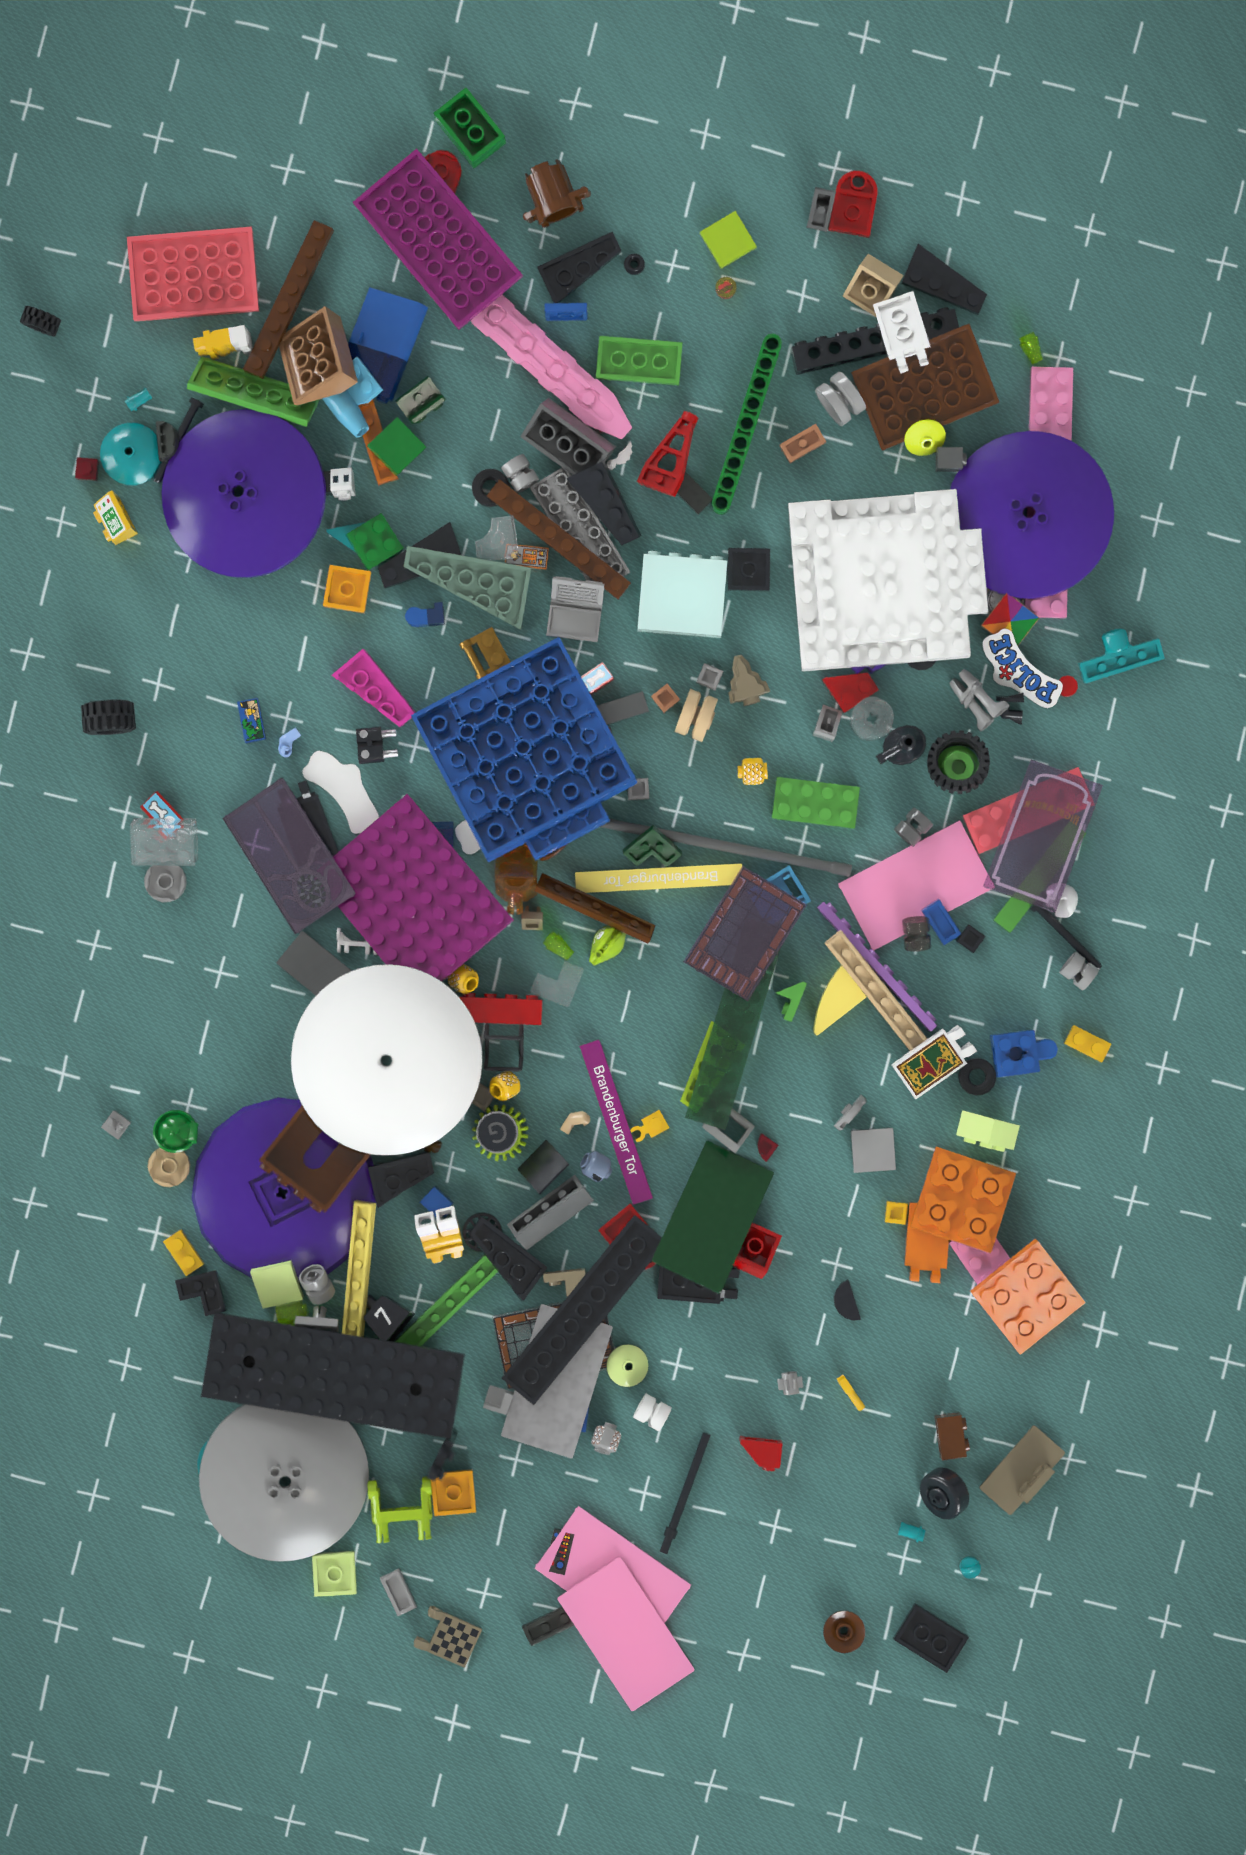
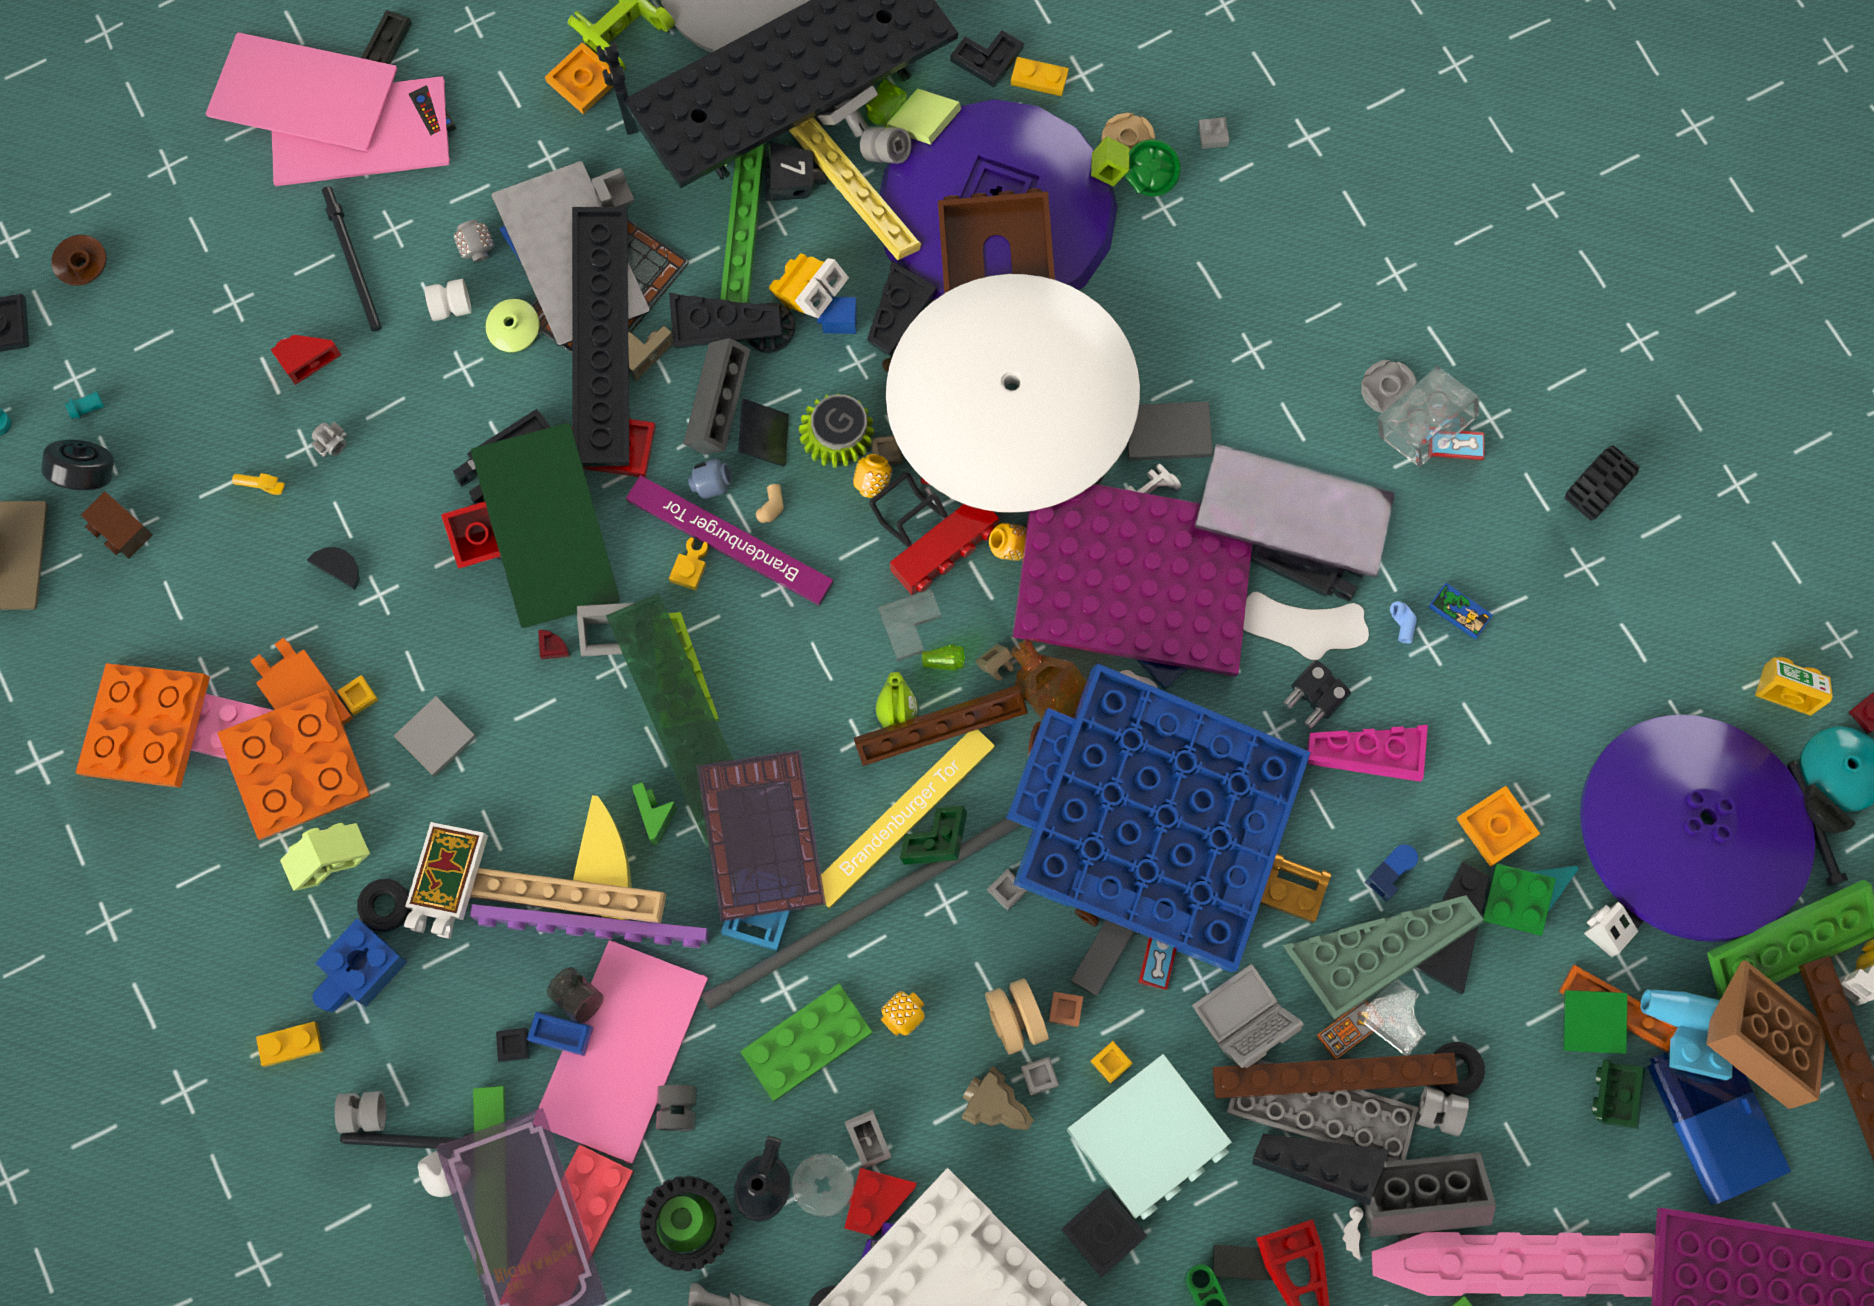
camera: 140 degrees right, 15 degrees down
(196, 1156) = (1110, 161): none -> lime brick
(666, 650) = (1111, 1062): none -> yellow tile
(850, 1112) = (490, 753): light grey plate -> none

